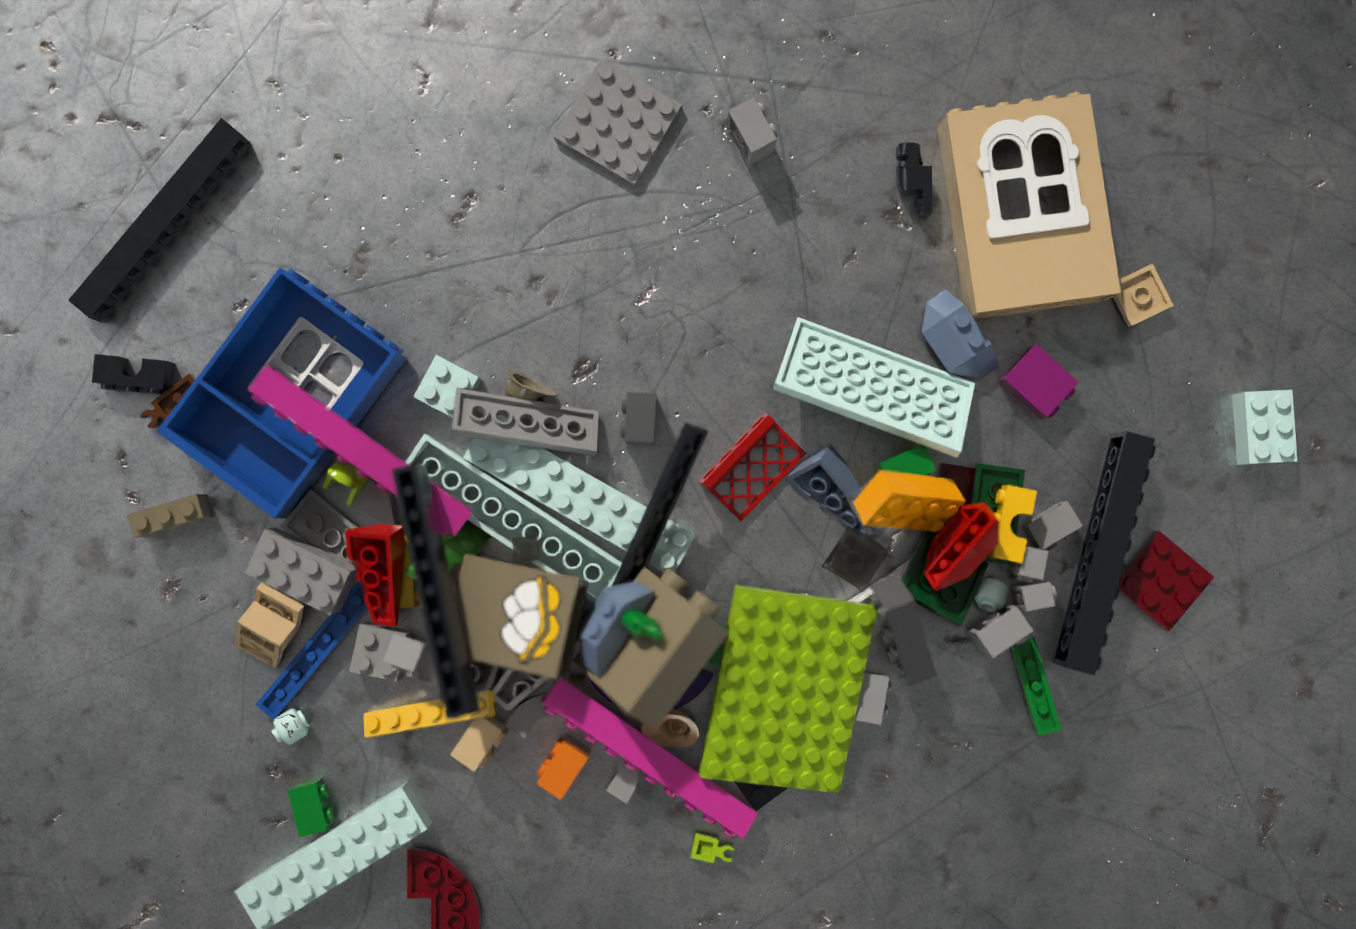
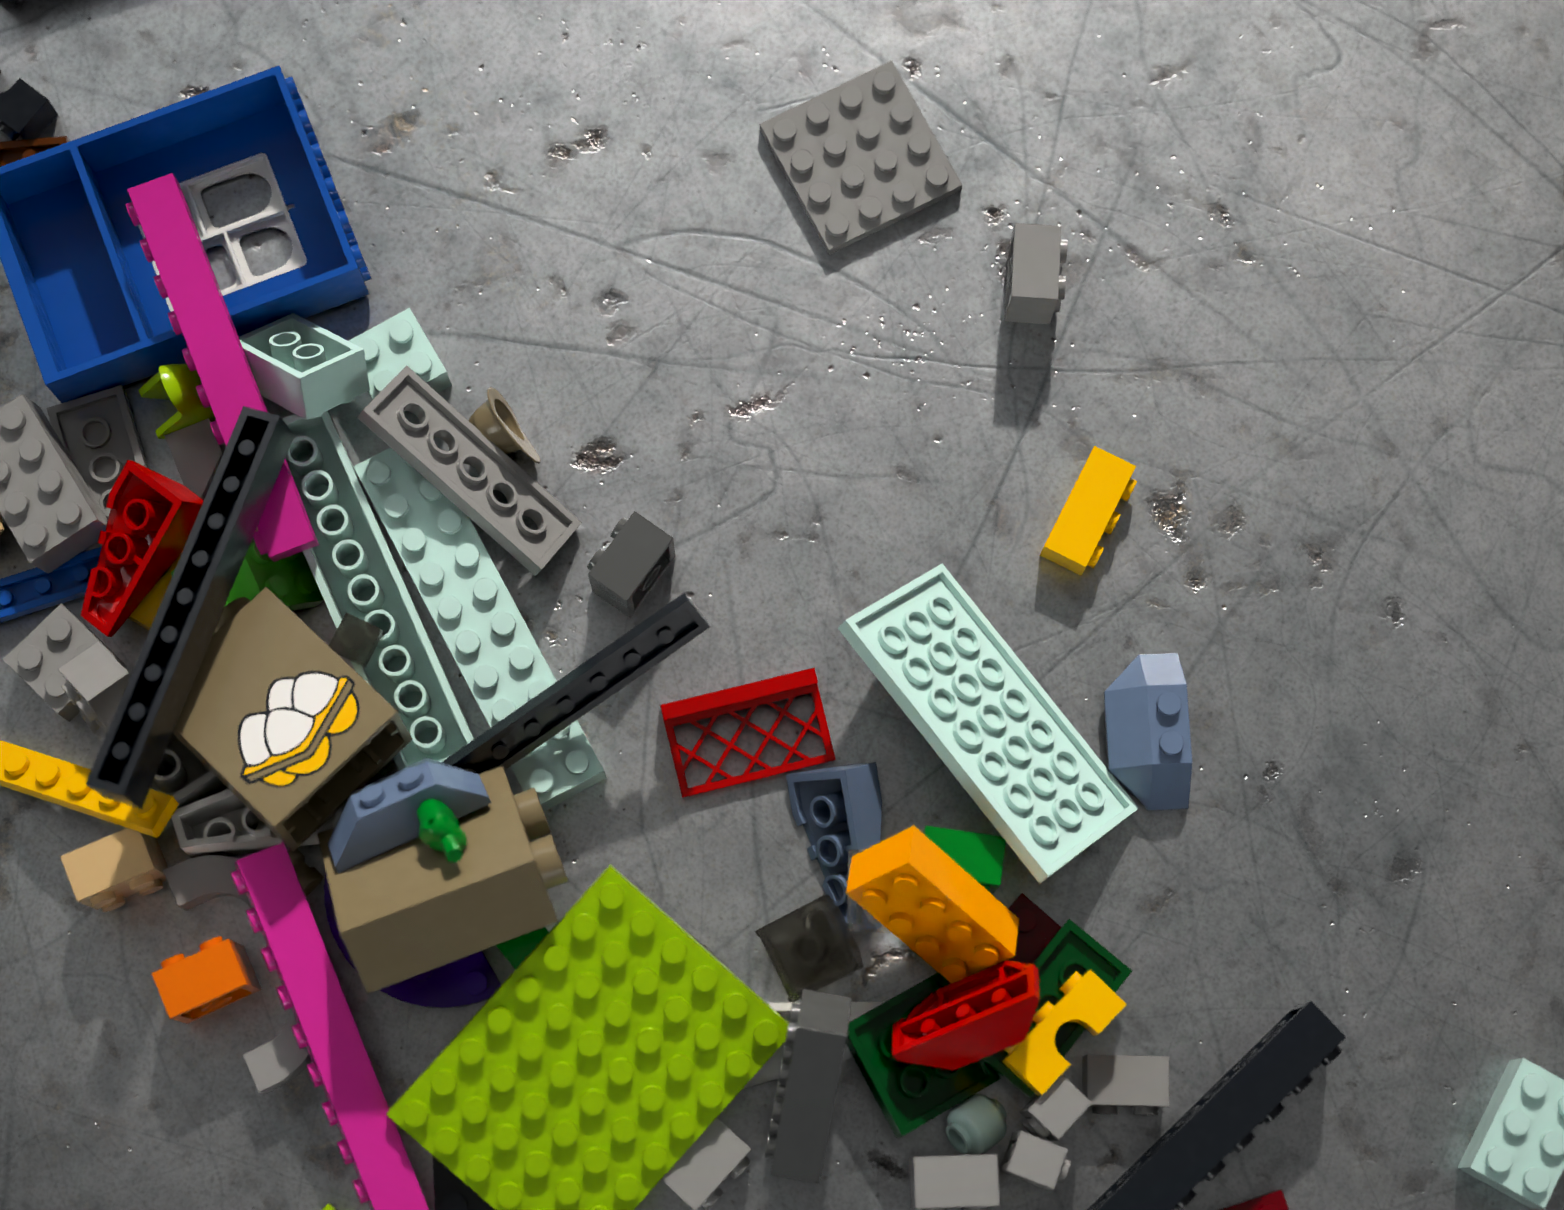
camera: 30 degrees right, 10 degrees down
(402, 421) = (305, 366): none -> light aqua brick
(675, 730) = (393, 1027): light nougat piece -> none
(857, 242) = (1089, 511): none -> yellow brick
(914, 178) = (1225, 471): black plate -> none
(1038, 258) = (1329, 682): tan panel -> none
(1039, 382) = (1231, 863): magenta brick -> none
(1142, 295) = (1454, 831): tan plate -> none

